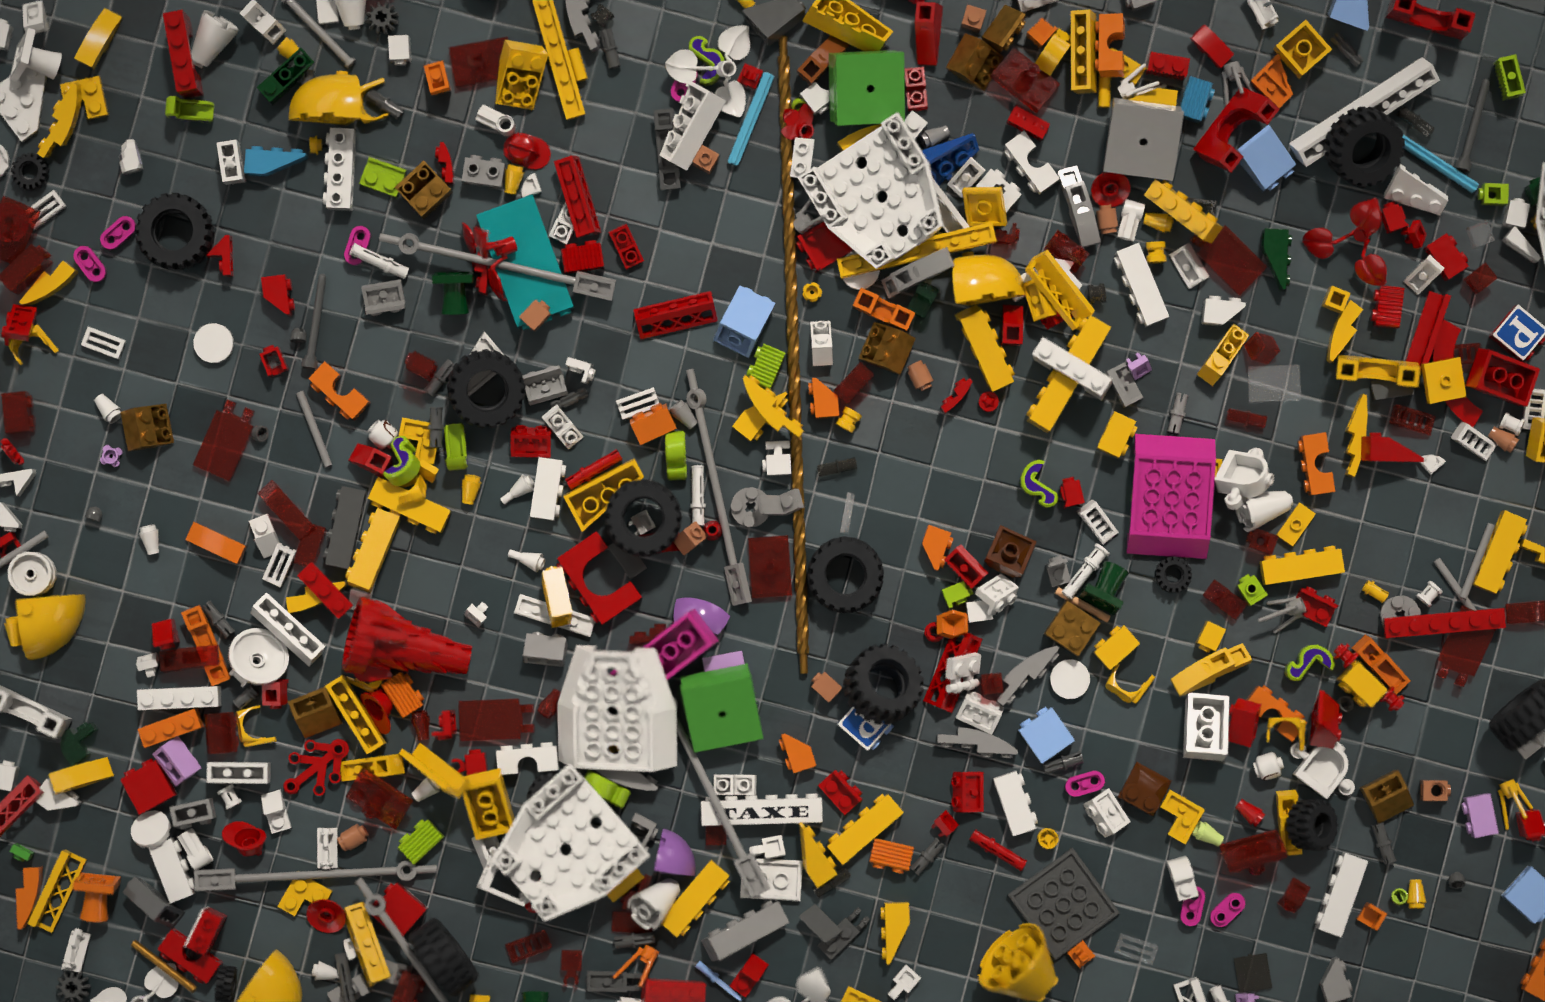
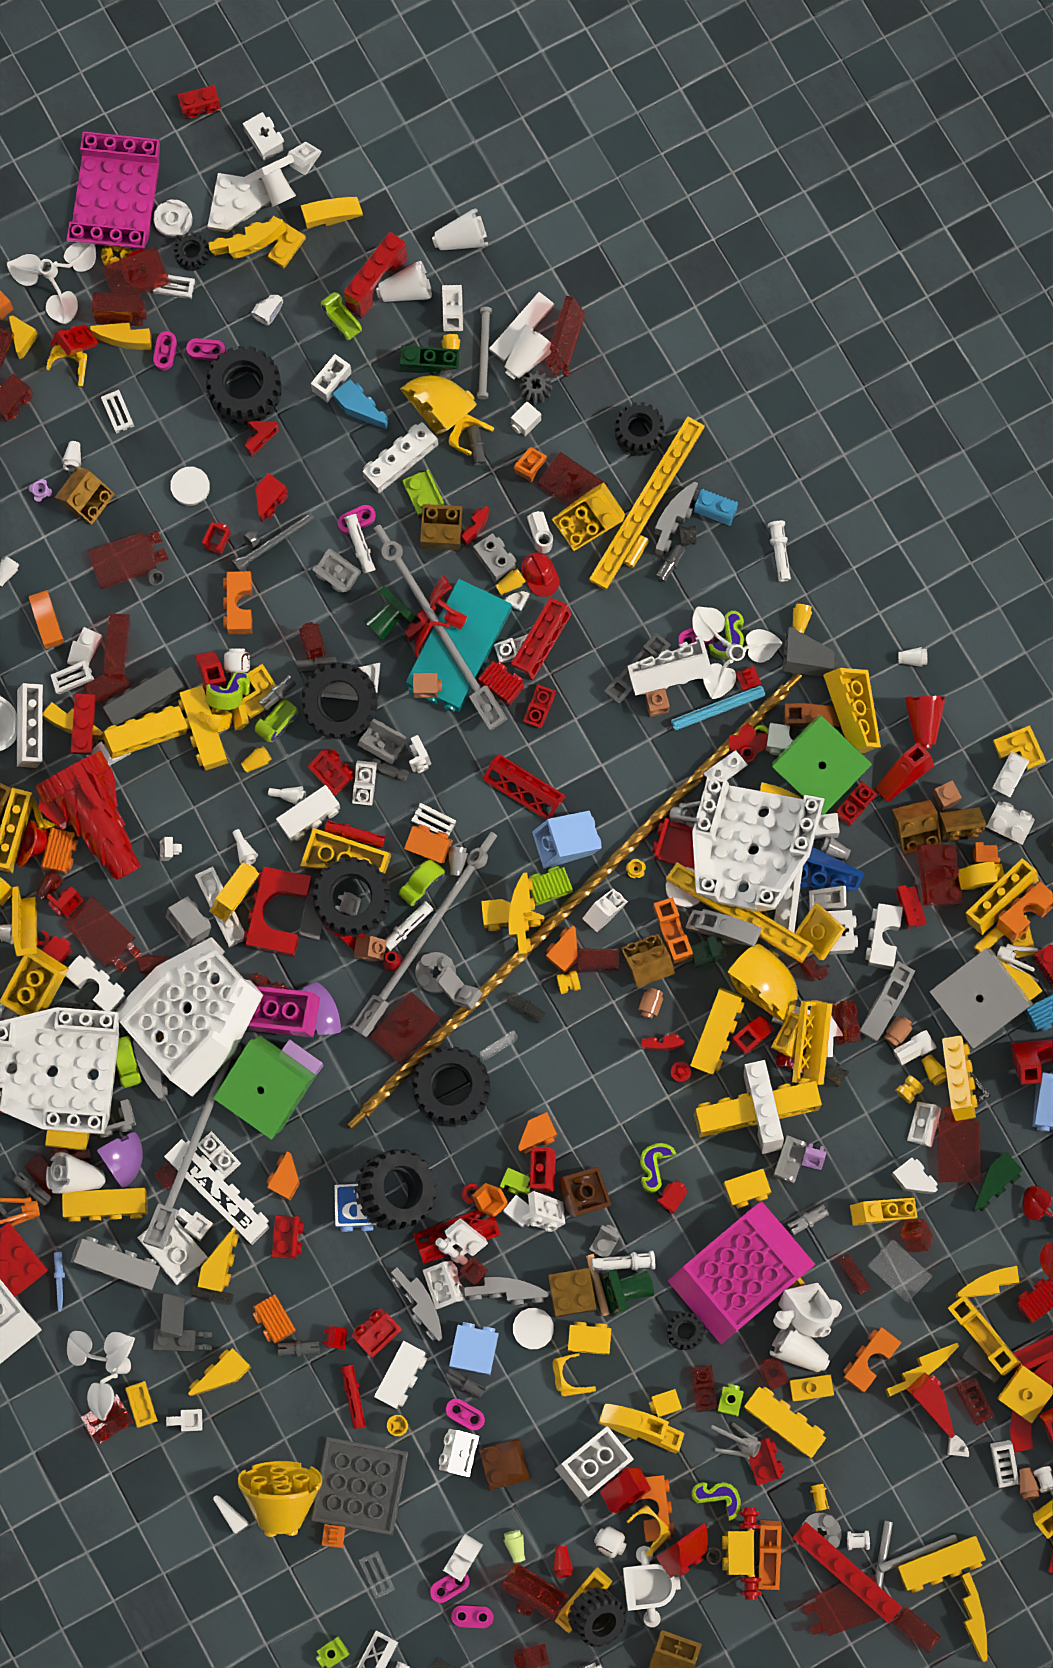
camera: 45 degrees right, 10 degrees down
(314, 429) = (194, 612): light grey bar -> none
(315, 144) = (400, 425): yellow plate -> none
(749, 975) = (84, 1299): red slope -> none
(778, 463) = (487, 961): white brick -> none
(825, 686) = (355, 1151): nougat brick -> none
(865, 828) = (275, 1281): yellow brick -> none
(1087, 519) = (670, 1219): white slope -> none
(1110, 195) = (923, 1020): red dish -> none
(1141, 285) = (875, 1103): white brick -> none
(1187, 815) = (516, 1512): yellow plate -> none
(1335, 299) = (1006, 1255): yellow brick -> none

